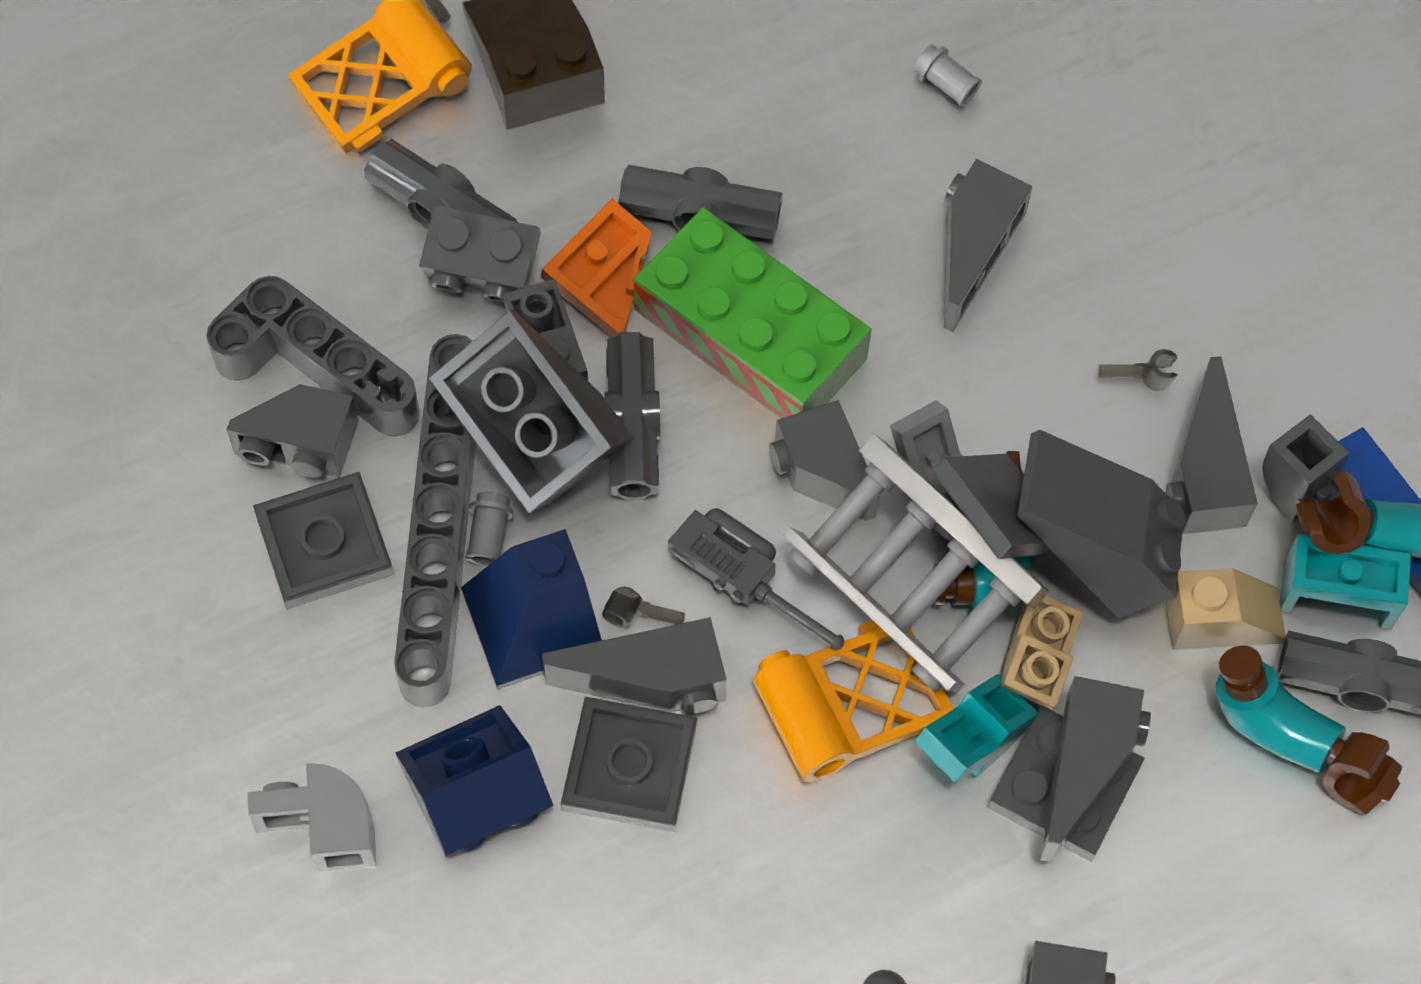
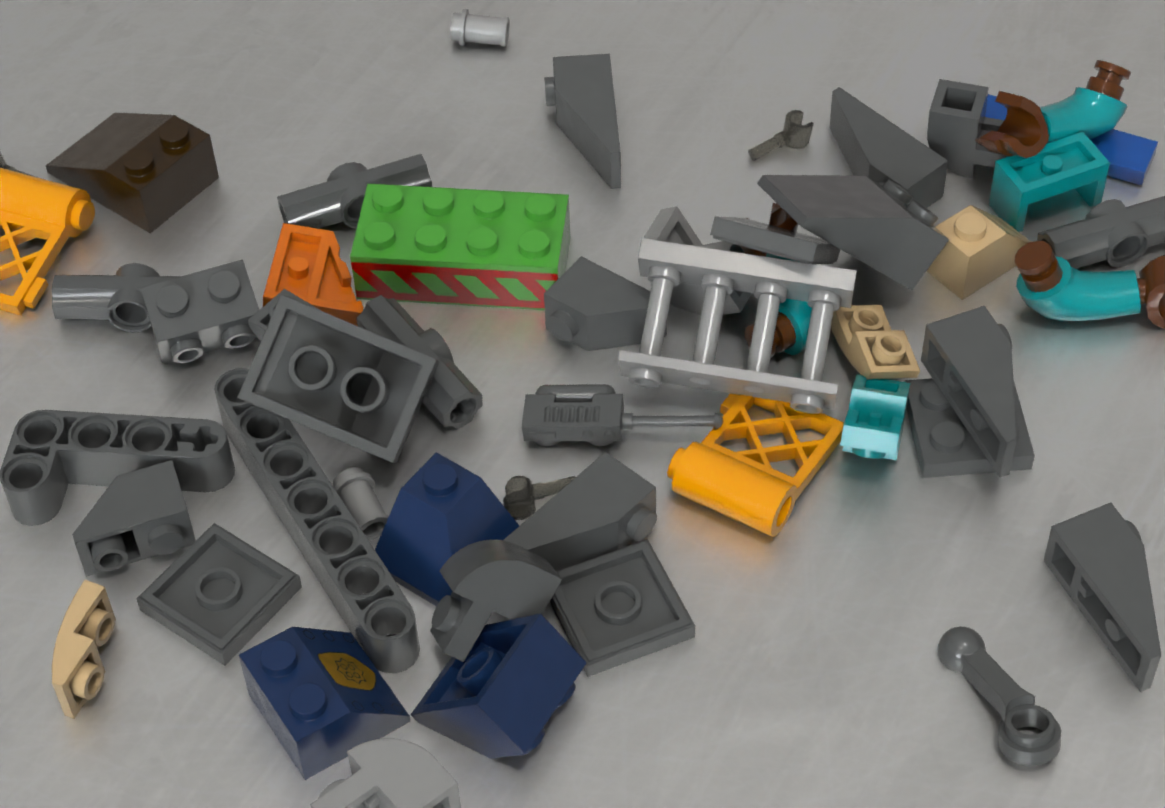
camera: 30 degrees left, 15 degrees down
(163, 541) = (76, 661): none -> tan slope
(333, 692) = (320, 695): none -> dark blue slope
(525, 684) = (485, 580): none -> dark grey brick

